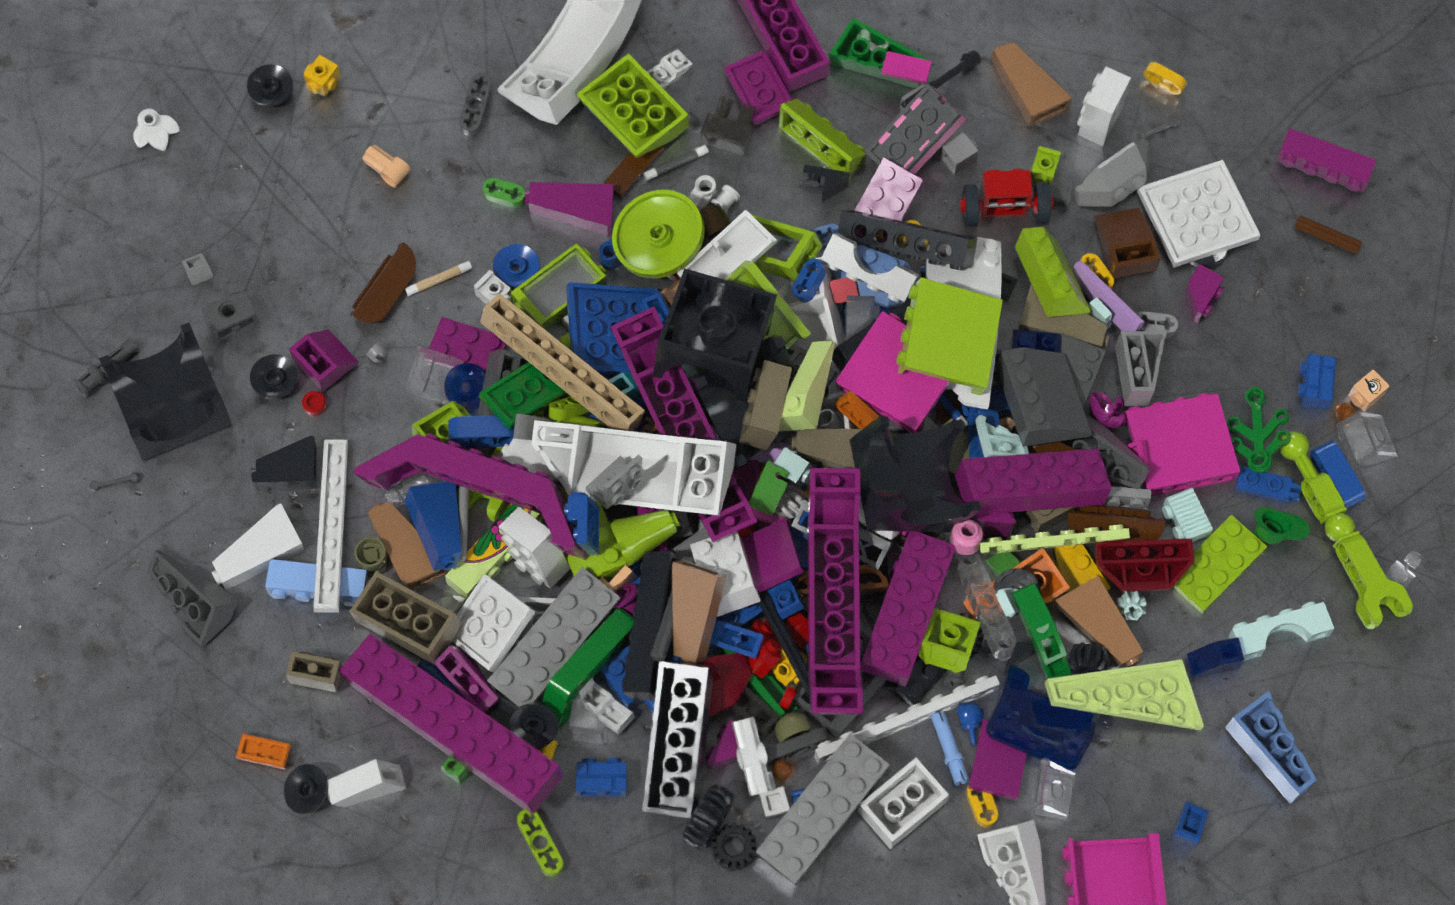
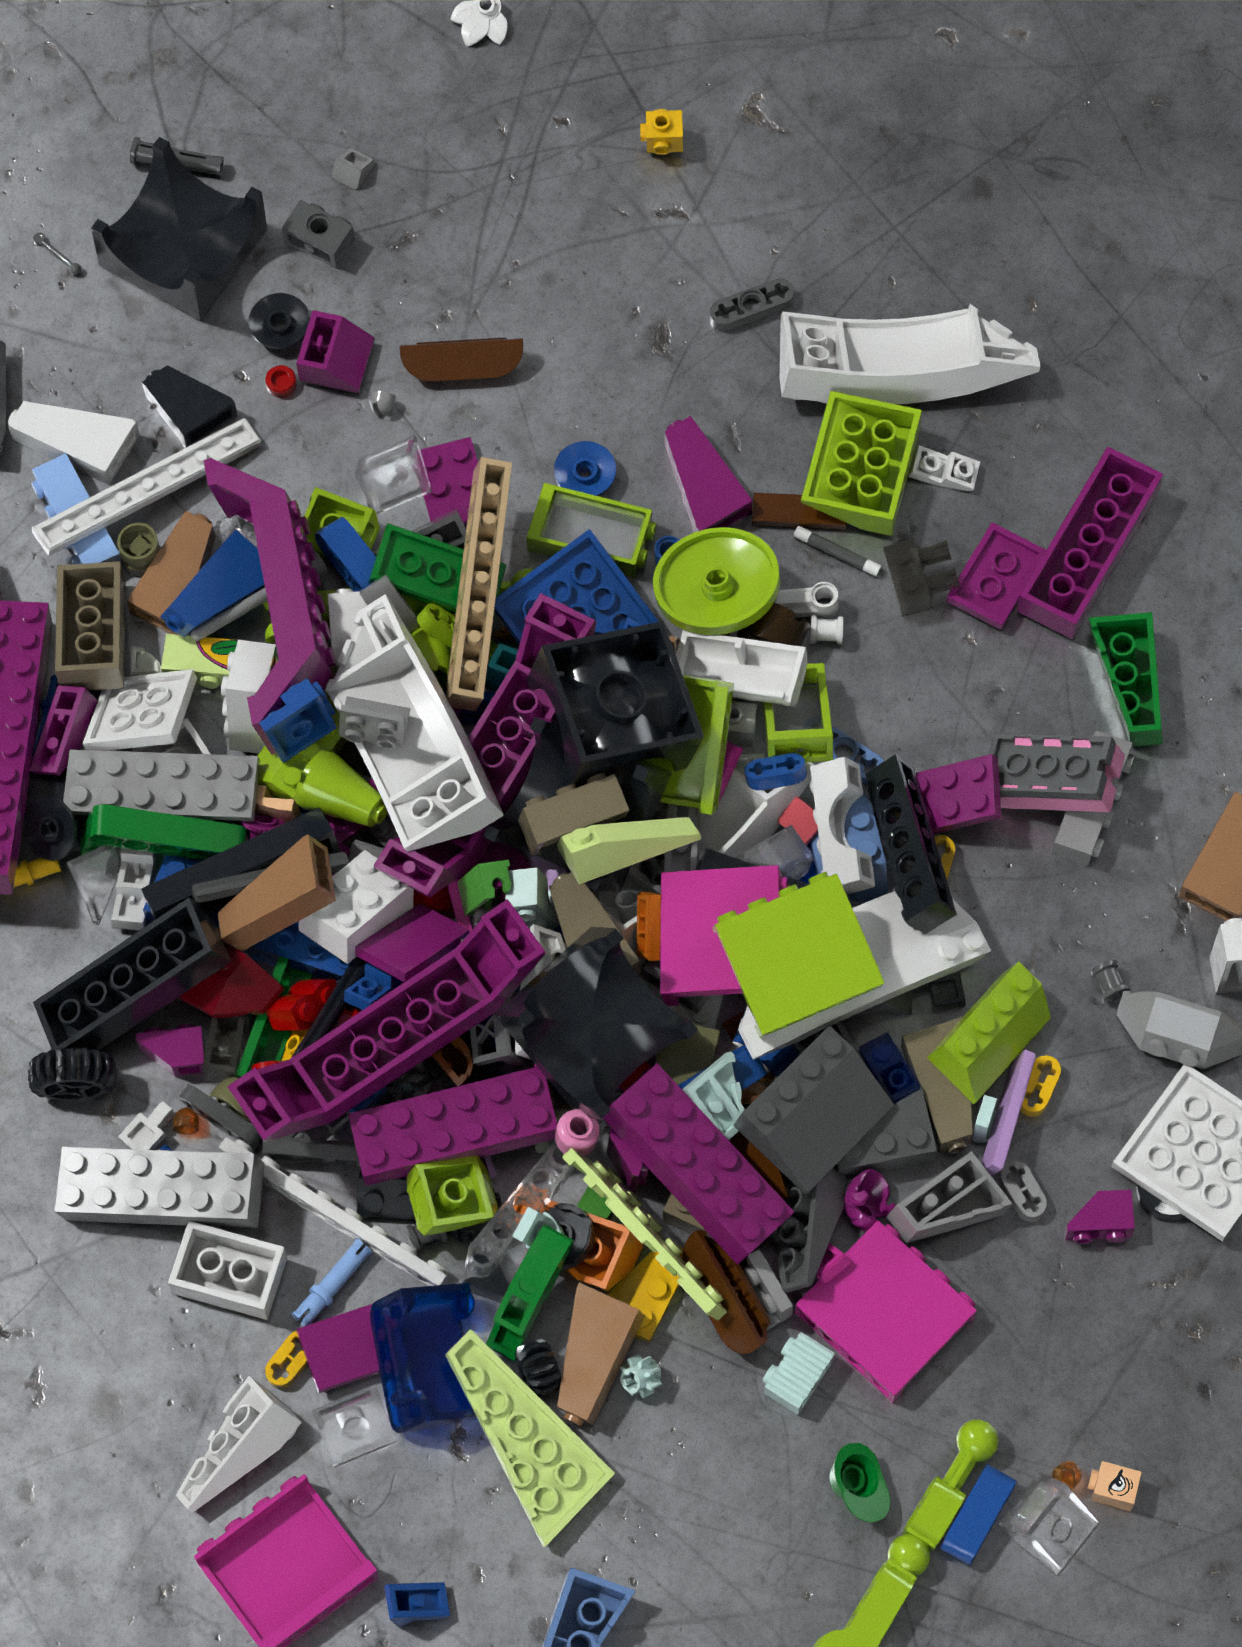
camera: 60 degrees right, 0 degrees up
(269, 76) = (615, 79): black dish -> none
(390, 169) = (607, 270): light nougat piece -> none
(438, 278) = (515, 405): tan bar -> none
(470, 375) = (403, 497): clear blue dish -> none
(487, 284) = (541, 457): white brick -> none
(504, 192) = (659, 403): bright green beam -> none
(601, 778) = (49, 941): blue brick -> none
(736, 639) = (289, 969): blue slope -> none
(741, 833) = (57, 1108): black tyre -> none
(751, 756) = (168, 1073): white piece -> none
(821, 138) = (981, 680): lime slope -> none
(831, 180) = (933, 724): black slope -> none
(906, 68) = (1130, 709): dark pink tile -> none
(968, 60) = (1207, 776): black piece -> none
(970, 716) = (383, 1281): blue piece -> none
(1006, 195) = (1055, 918): brick -> none
(1045, 165) = (1128, 954): lime brick -> none
(1127, 243) = (1102, 1093): reddish brown slope -> none
(1145, 563) = (698, 1356): dark red wedge -> none
(1216, 658) = (641, 1510): clear blue slope -> none
(1219, 563) = (766, 1443): lime plate -> none
(1259, 434) = (962, 1389): green plant -> none
(1267, 485) = (908, 1441): blue hinge -> none
(1309, 622) = (695, 1538): light aqua arch -> none
(1318, 381) = (1083, 1419): blue brick -> none

